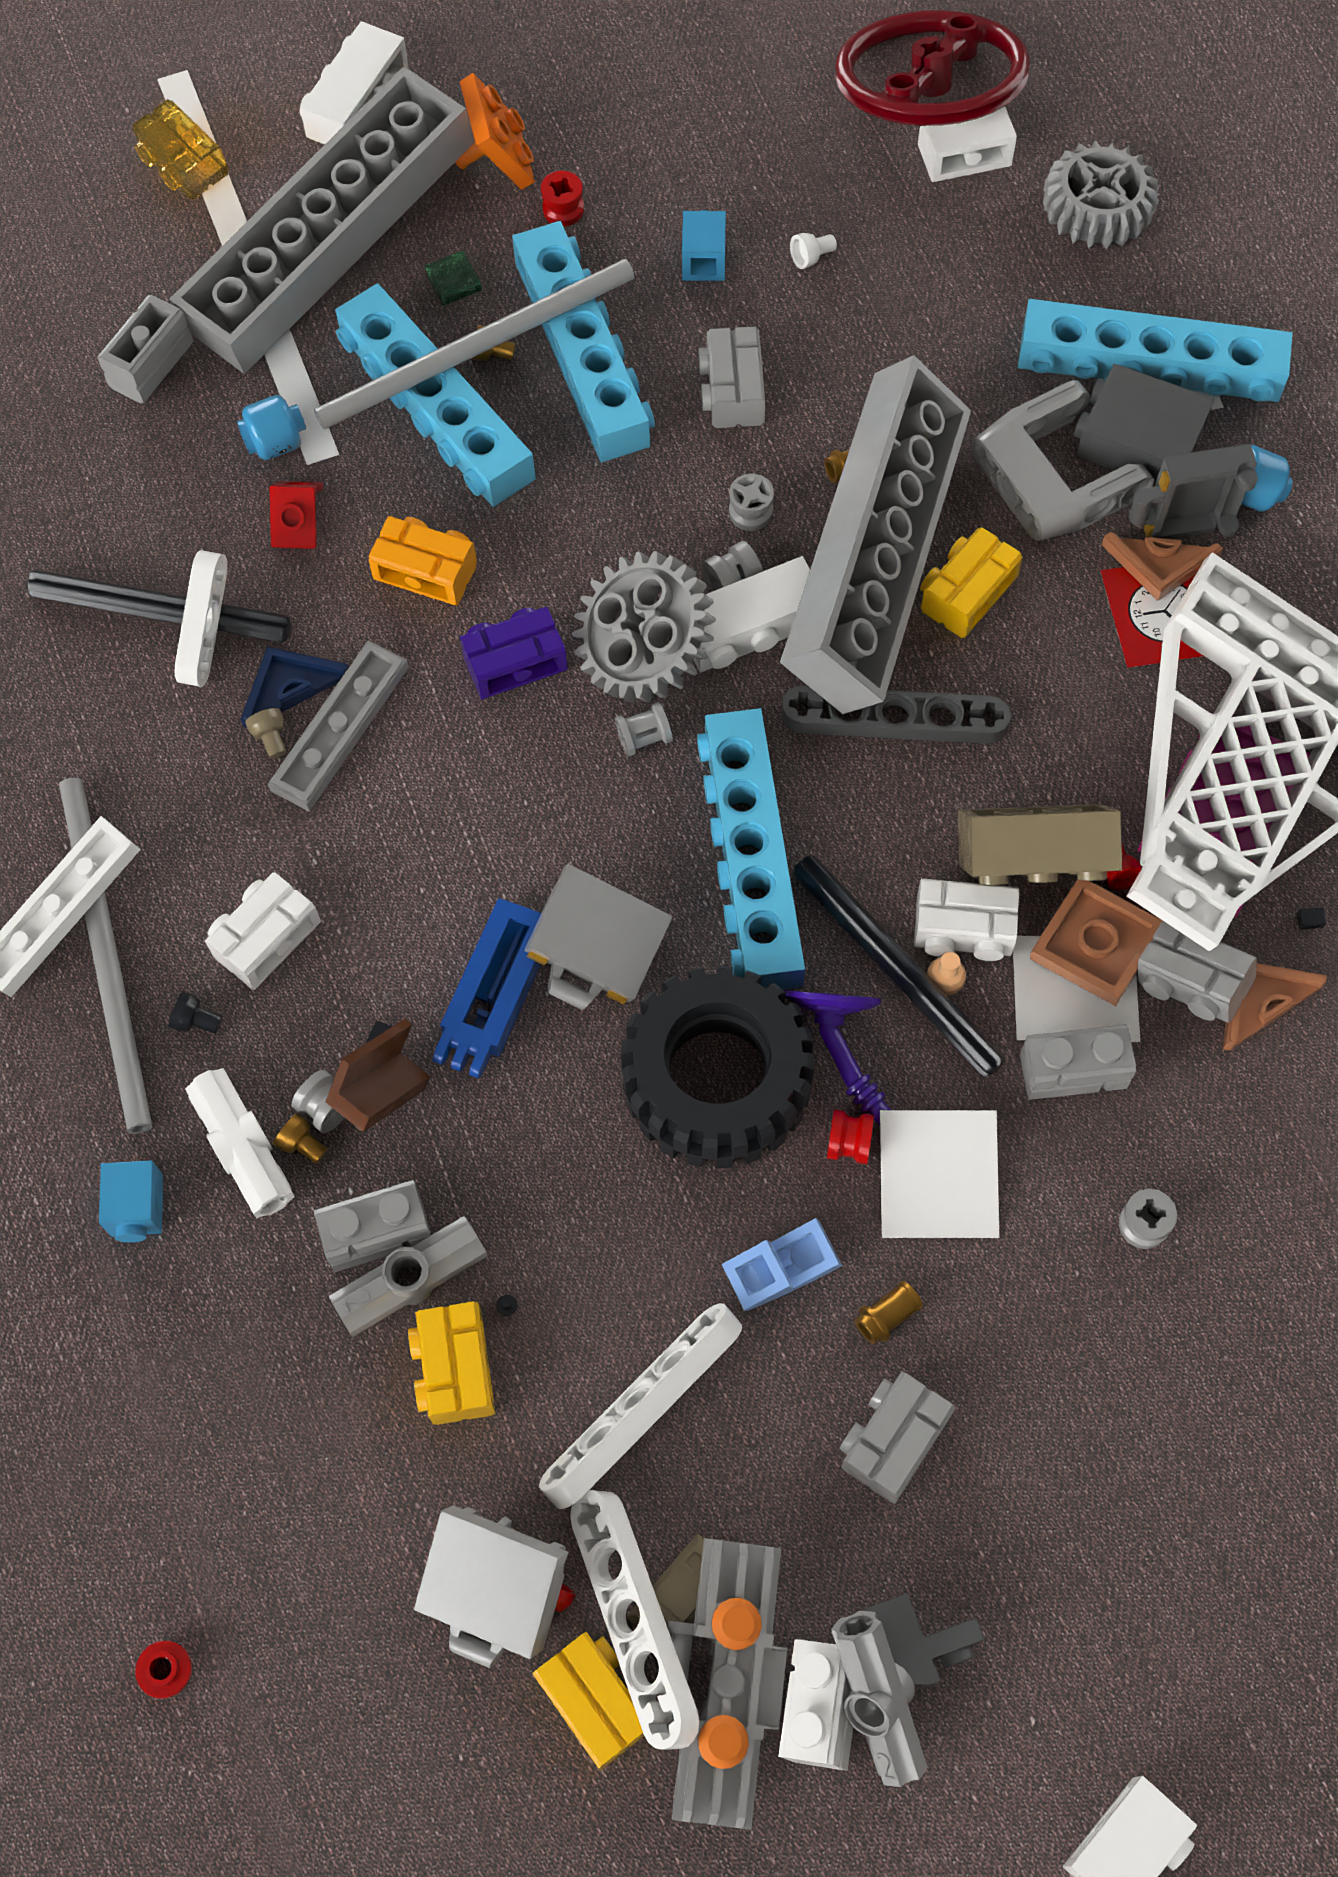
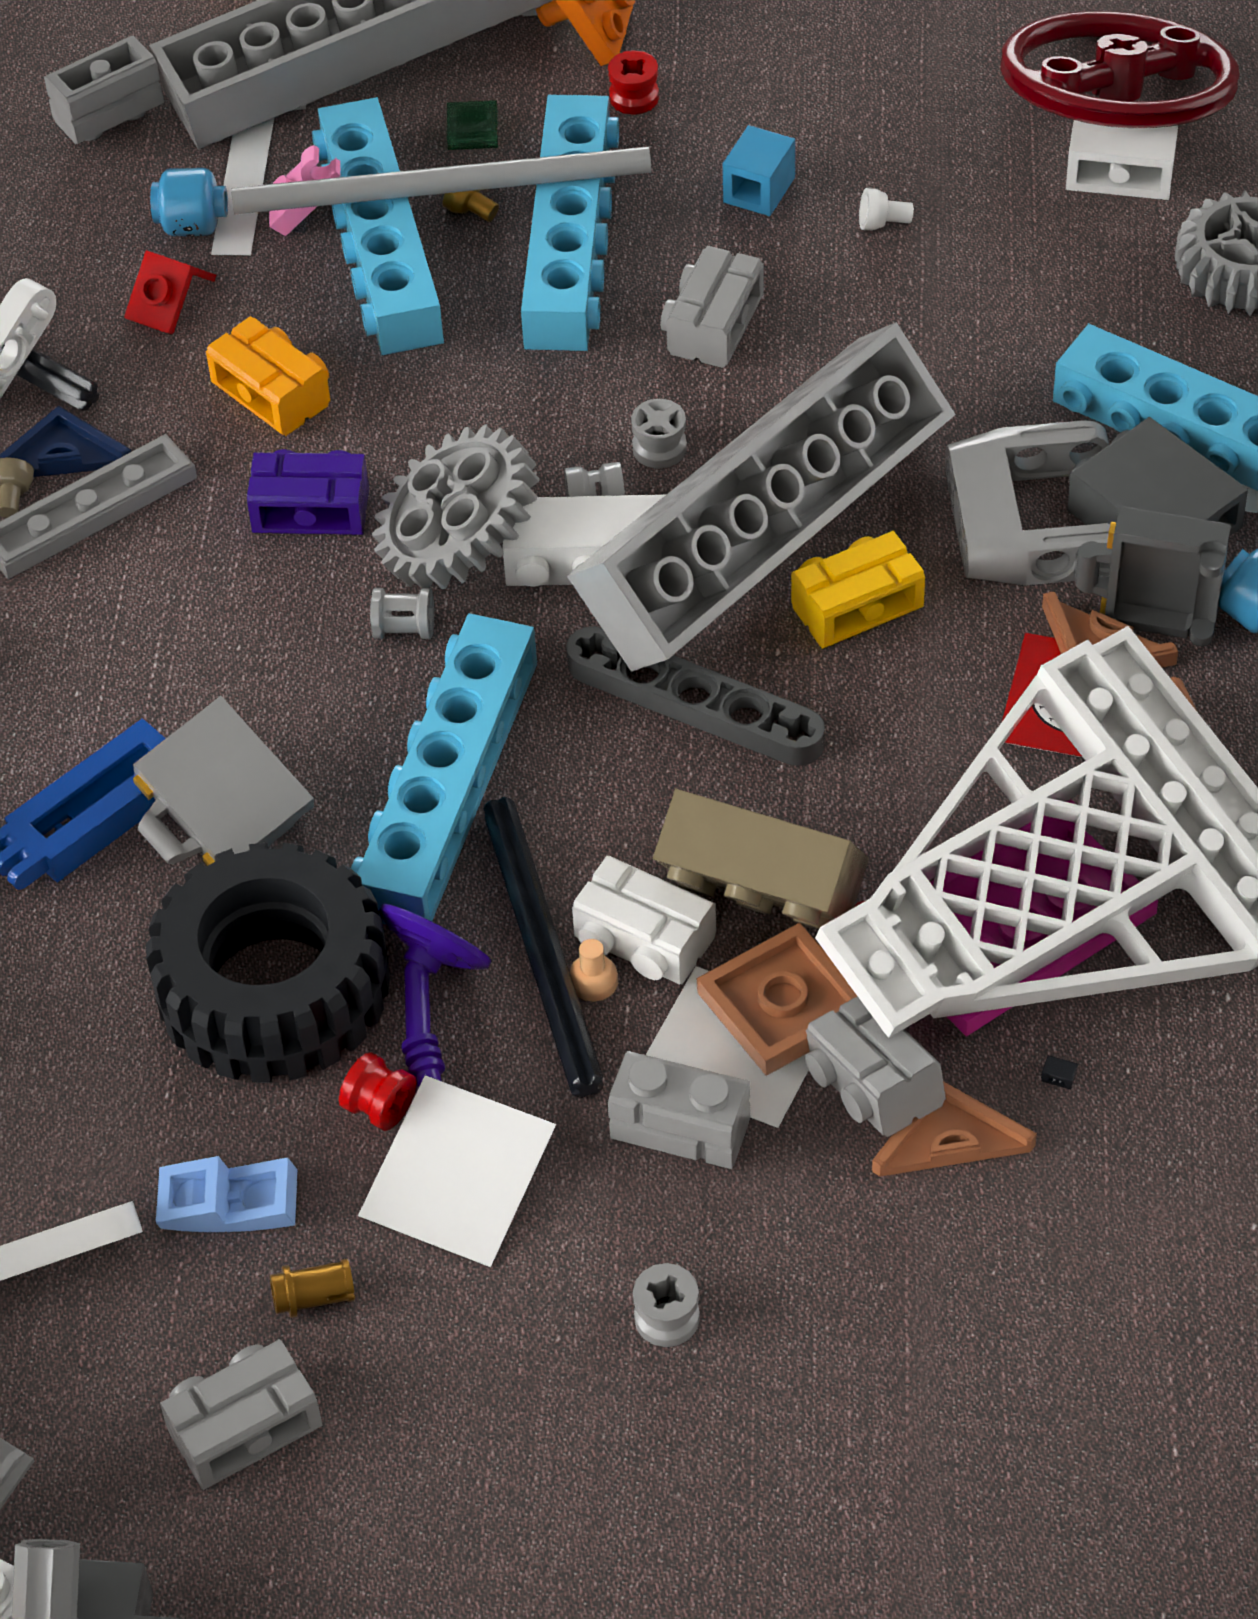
camera: 25 degrees right, 15 degrees down
(357, 374) = (286, 220): none -> bright pink plate

